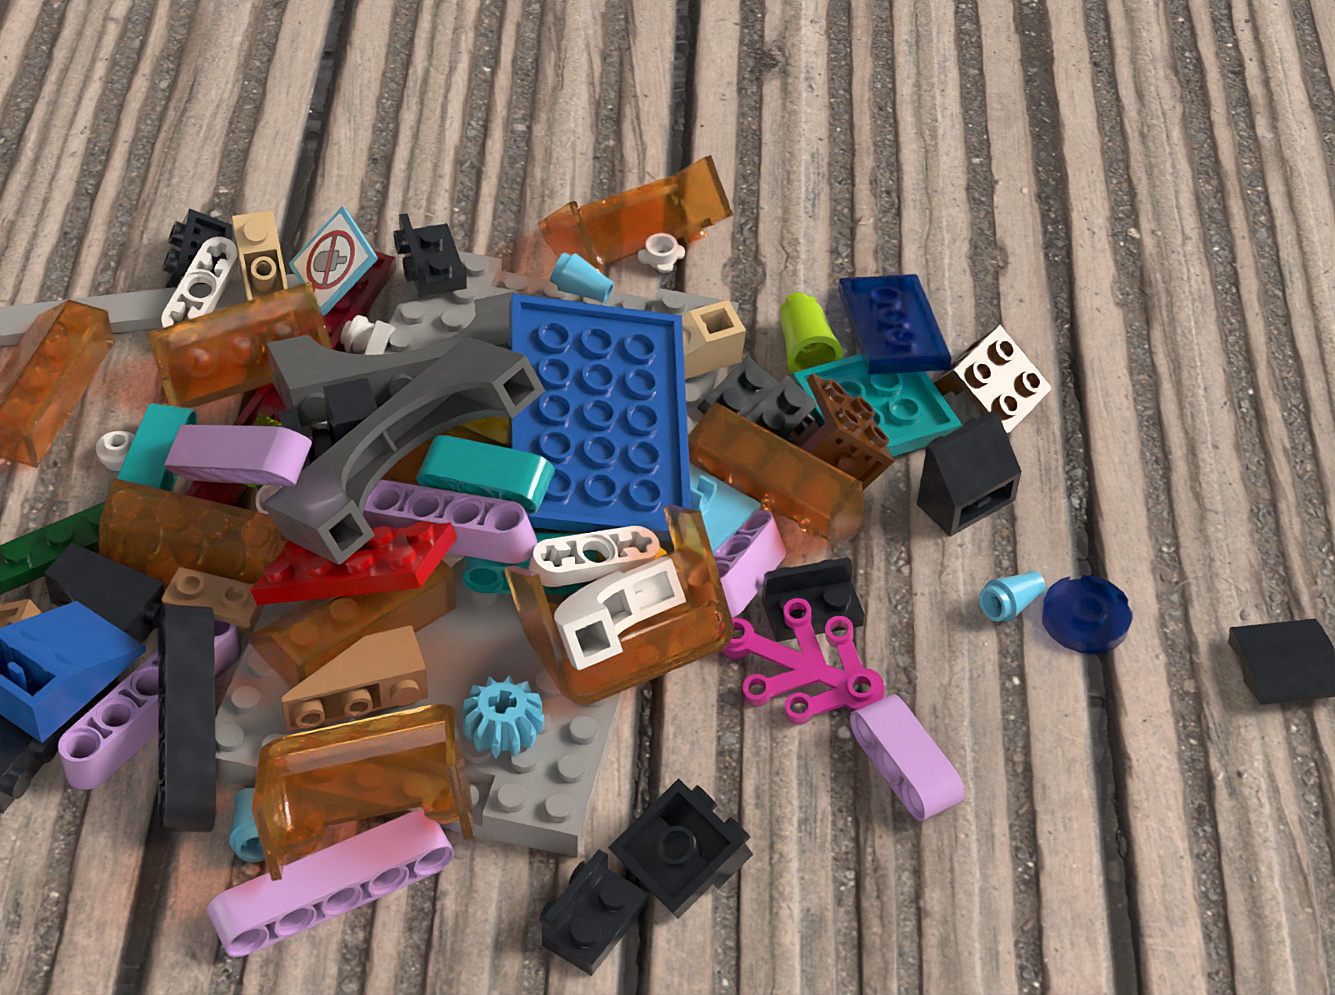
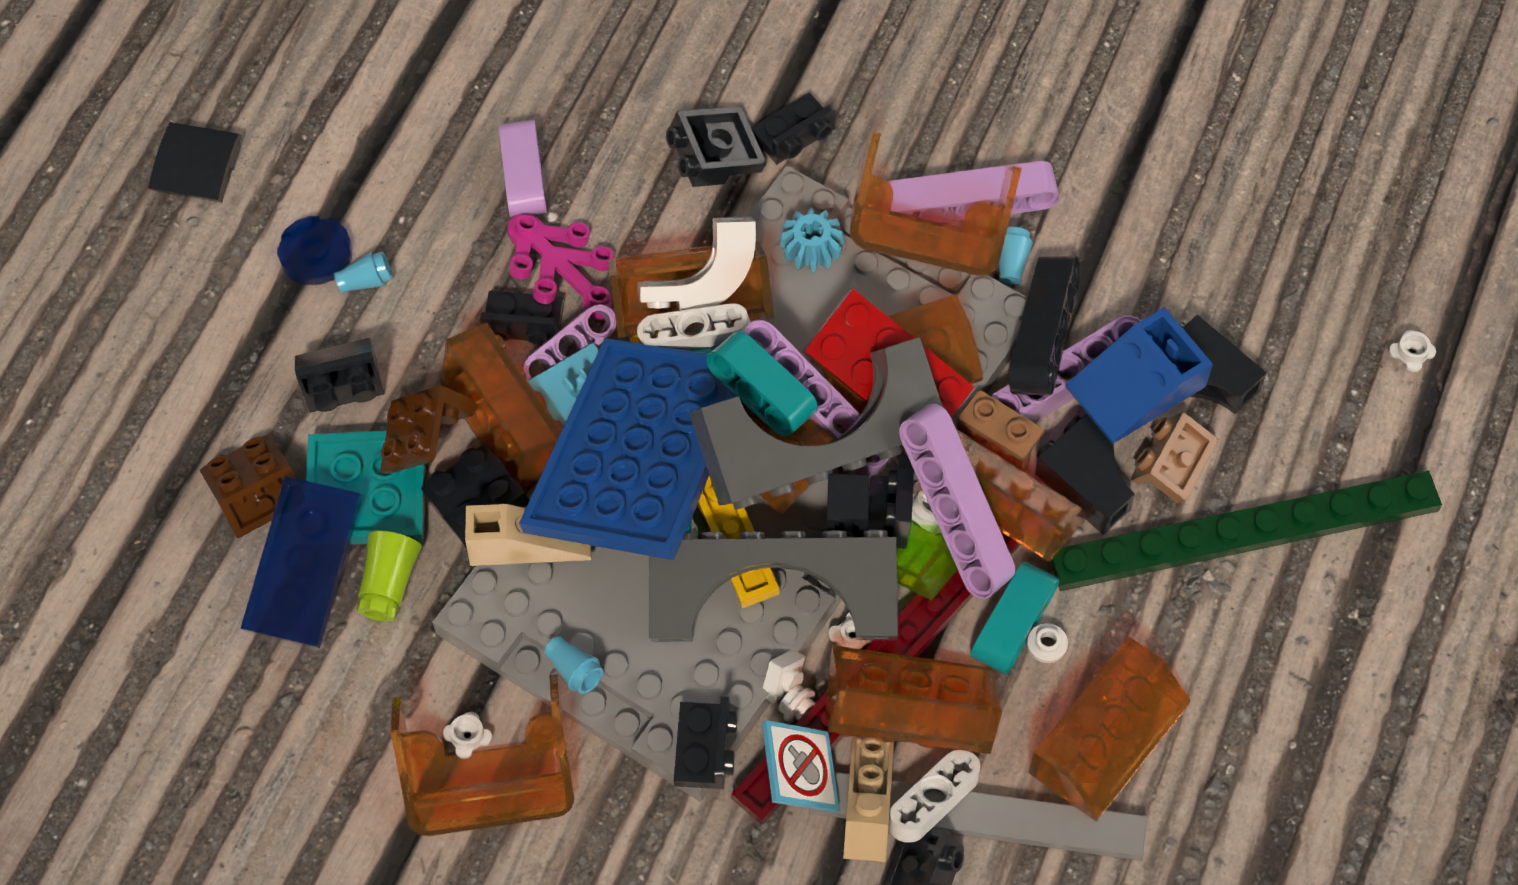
camera: 155 degrees left, 15 degrees up
(364, 678) = (905, 291): medium nougat slope -> none

